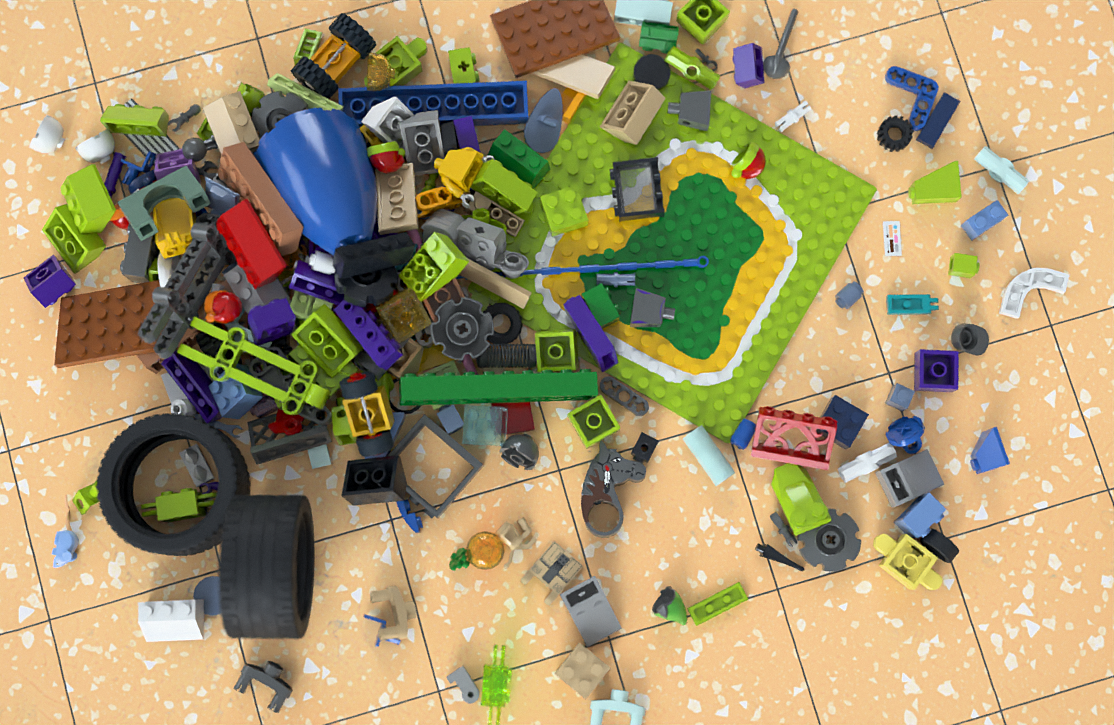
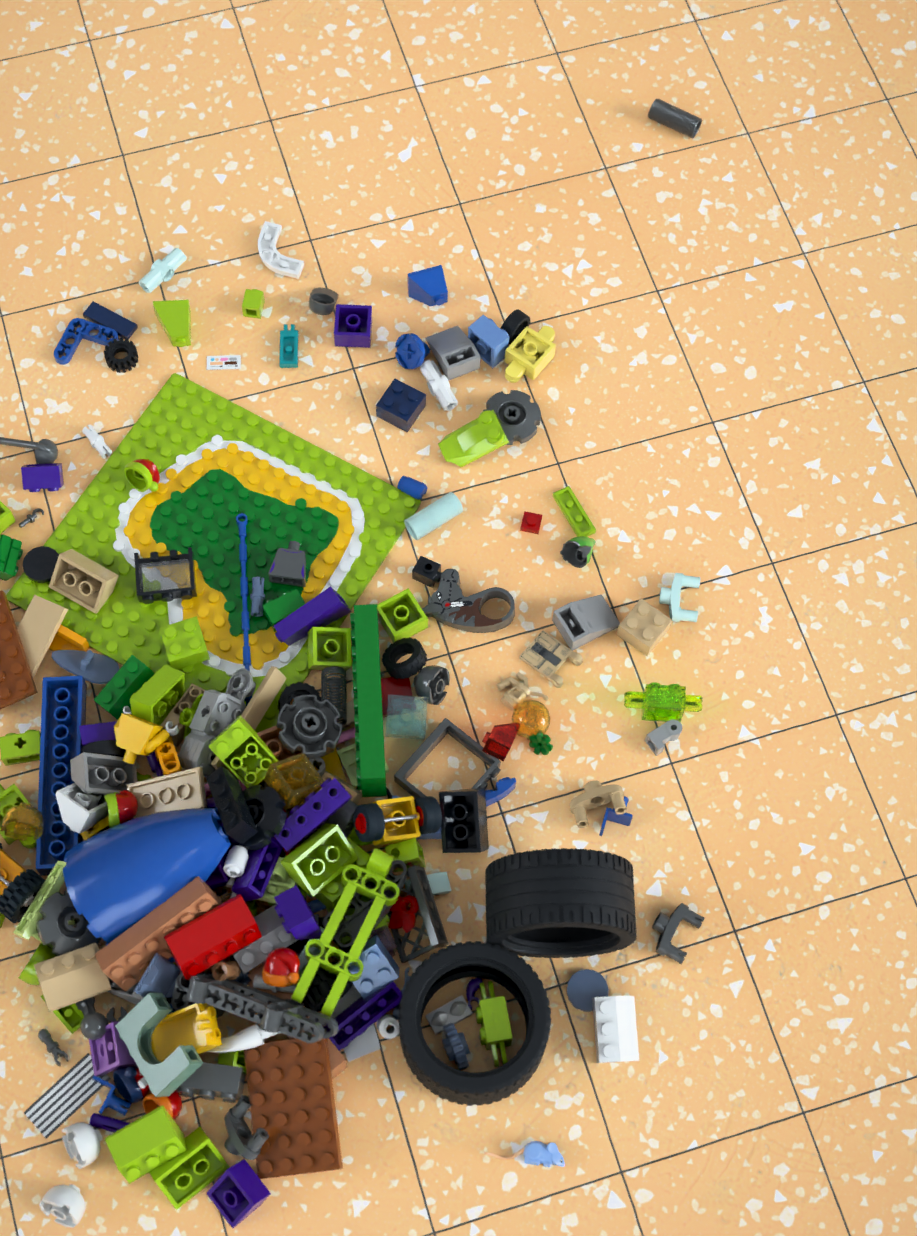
camera: 90 degrees left, 15 degrees down
(84, 285) = (240, 1137): none -> dark grey connector
(88, 497) = (484, 1128): lime bracket -> none
(135, 120) = (52, 1098): lime slope -> none
(160, 469) = (455, 1046): none -> sand blue gear
(226, 258) = (223, 971): none -> medium nougat bush
(450, 419) = (398, 752): sand blue brick -> none
(457, 518) = (500, 740): none -> clear red slope
(541, 436) = (398, 650): none -> black tyre
(609, 392) = (376, 584): dark grey beam -> none
(683, 61) = (34, 532): lime piece -> none
(692, 109) = (85, 525): dark grey torso -> none
(705, 558) = (531, 522): none -> red plate
(770, 553) = (525, 466): black piece -> none
(783, 529) = (502, 456): dark grey piece -> none
(794, 456) = (401, 442): fence -> none
(849, 295) = (278, 396): sand blue brick -> none
(899, 397) = (377, 356): sand blue brick -> none
(984, 220) = (211, 284): medium blue brick -> none

